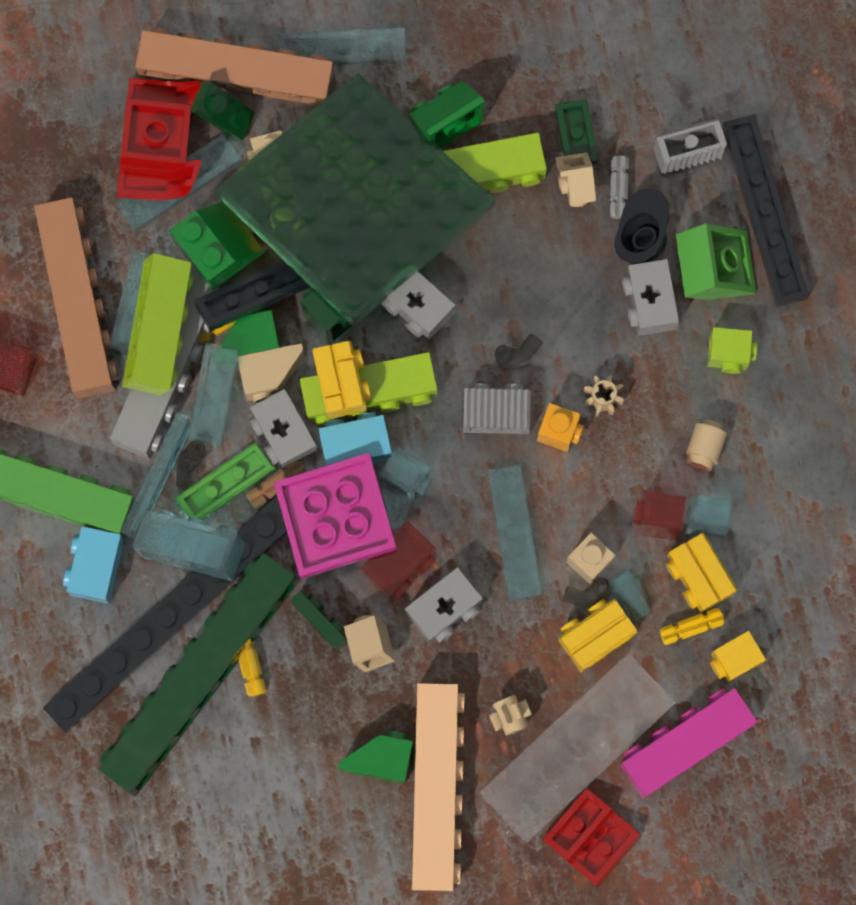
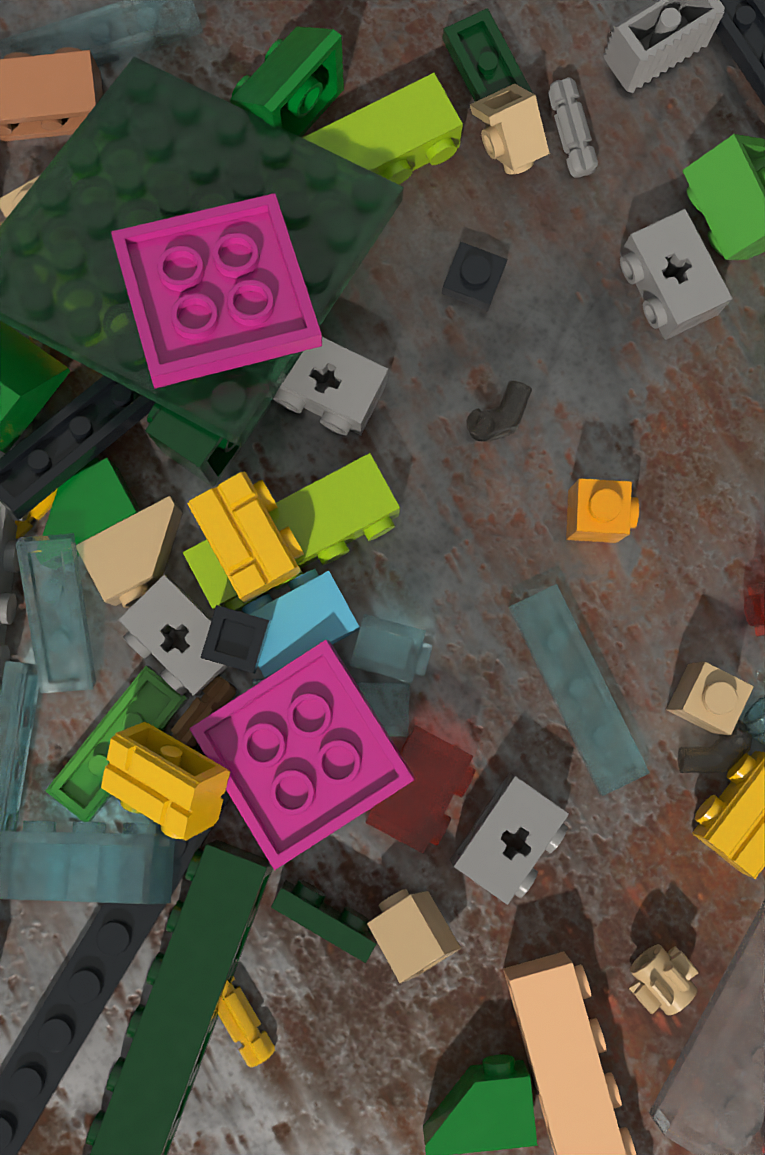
camera: 25 degrees left, 5 degrees up
(188, 461) = (50, 728): clear smoke arm -> none
(250, 508) = (164, 780): none -> yellow brick
(316, 437) = (235, 639): none -> black plate
(365, 233) = (216, 290): none -> dark pink plate
(496, 409) = (497, 510): light grey brick -> none
(529, 262) = (474, 276): none -> black plate
(606, 387) = (653, 427): tan gear -> none
(643, 227) = (632, 170): black piece -> none

